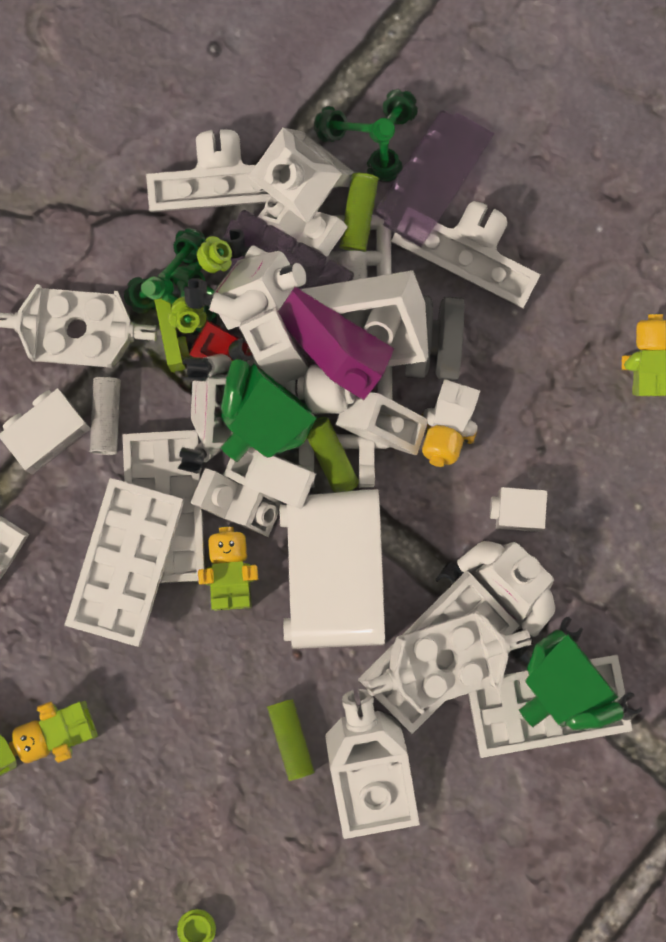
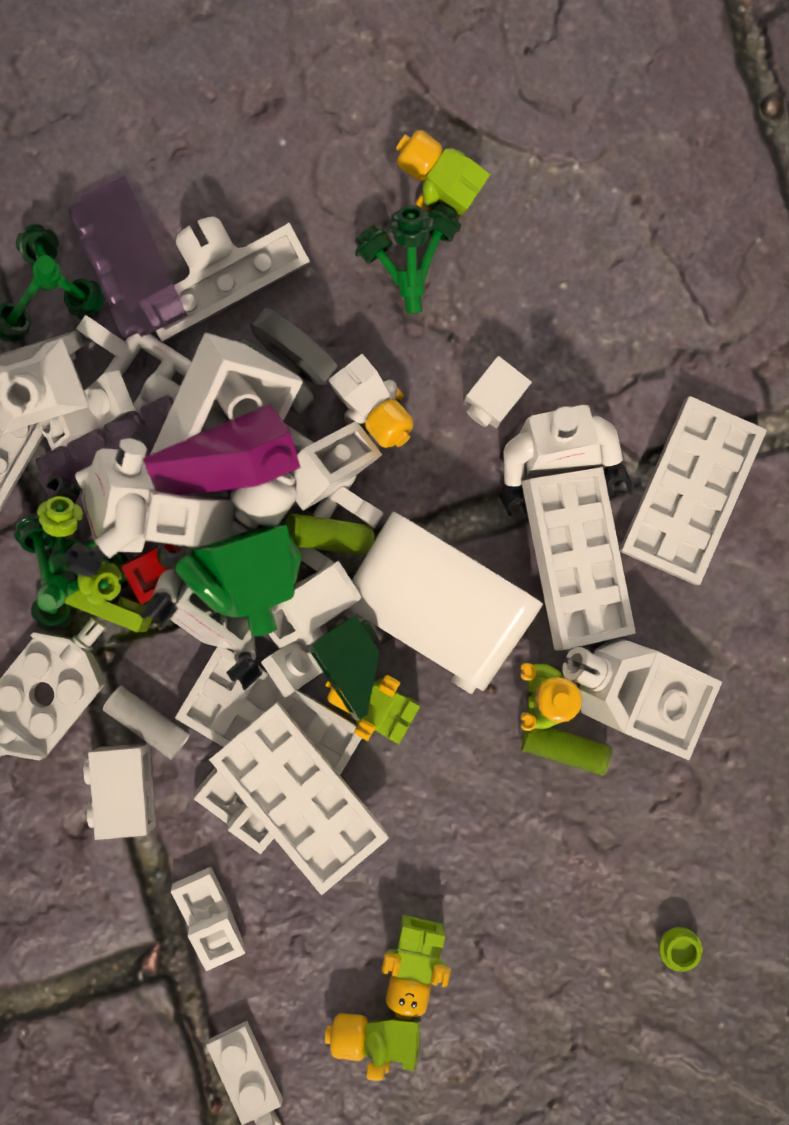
camera: 60 degrees left, 5 degrees up
(82, 520) = (226, 804): none -> white slope
(248, 530) = (349, 662): none -> dark green slope
(321, 700) = (552, 698): none -> yellow piece
(364, 194) = (129, 366): lime piece -> none
(477, 662) = (611, 526): white plate -> none
(570, 686) = (694, 458): green torso -> none
(590, 364) = (410, 229): none -> dark green plant

